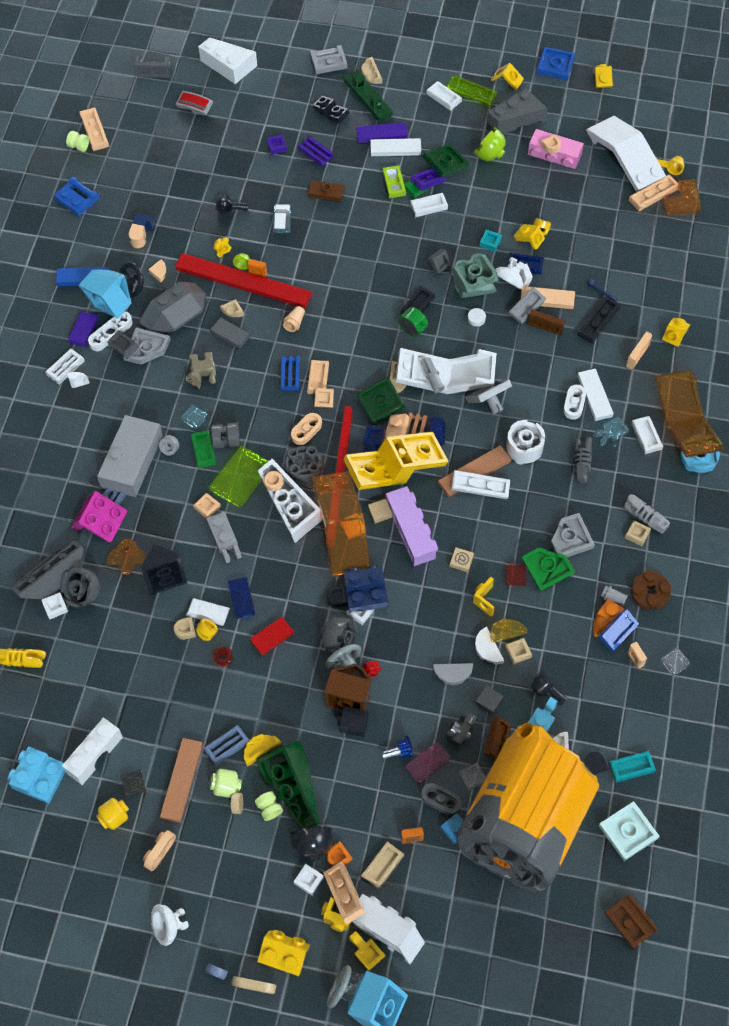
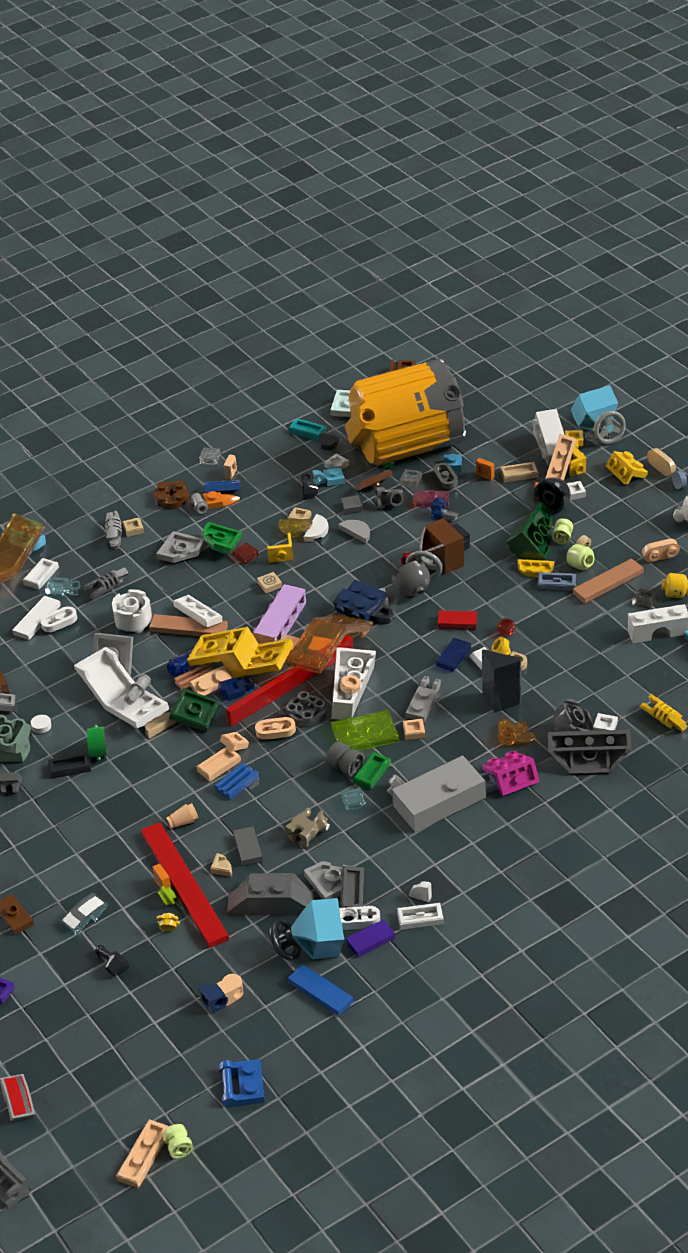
camera: 135 degrees left, 20 degrees down
(158, 270) = (245, 945): light nougat tile -> none

